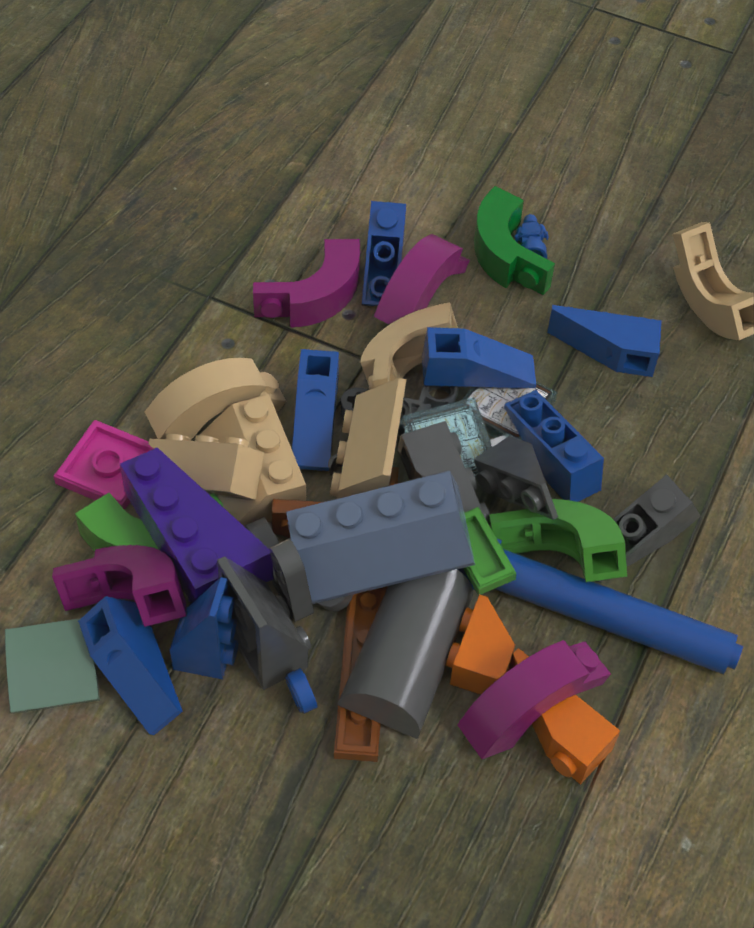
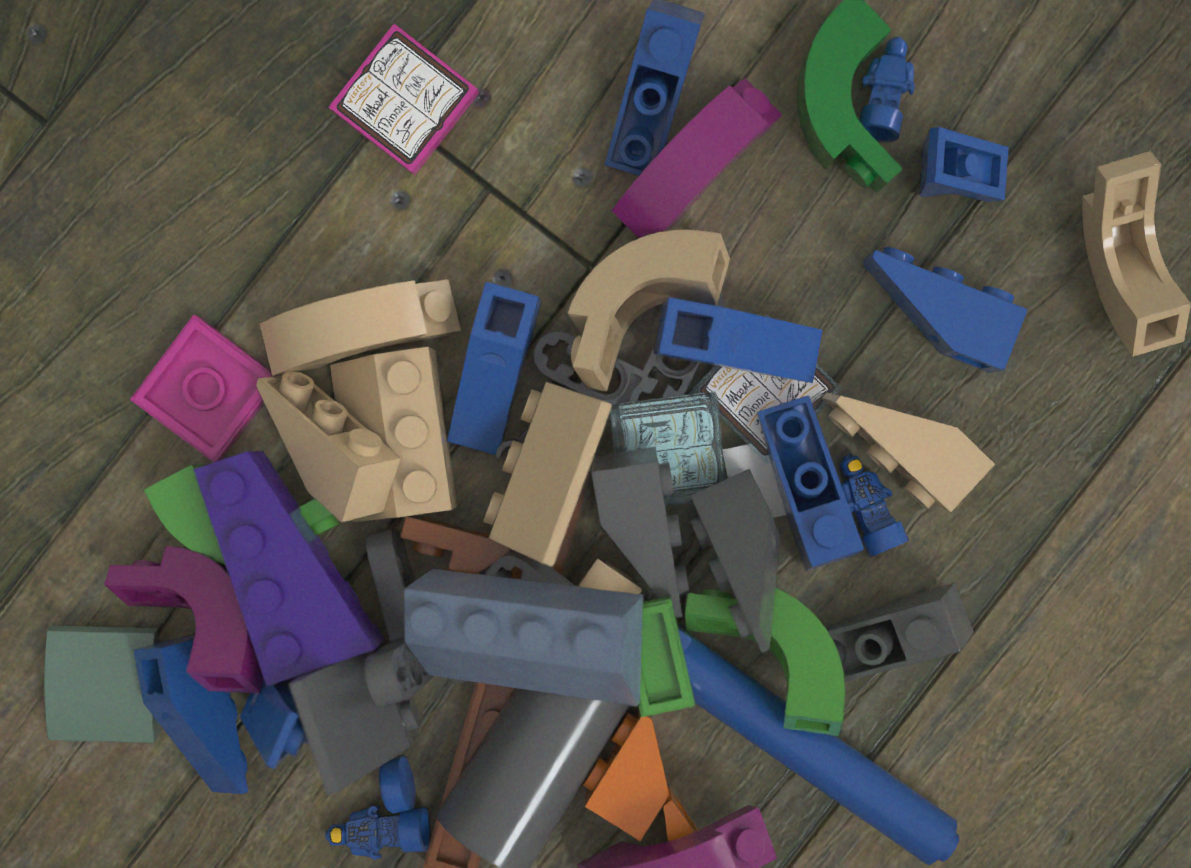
camera: 15 degrees right, 35 degrees up
(219, 288) = (404, 99): none -> tile
(286, 735) = (369, 832): none -> blue piece
(317, 296) = (552, 145): magenta arch -> none
(588, 260) = (962, 166): none -> blue slope
(616, 409) = (930, 455): none -> tan slope
(616, 469) = (866, 498): none -> blue piece

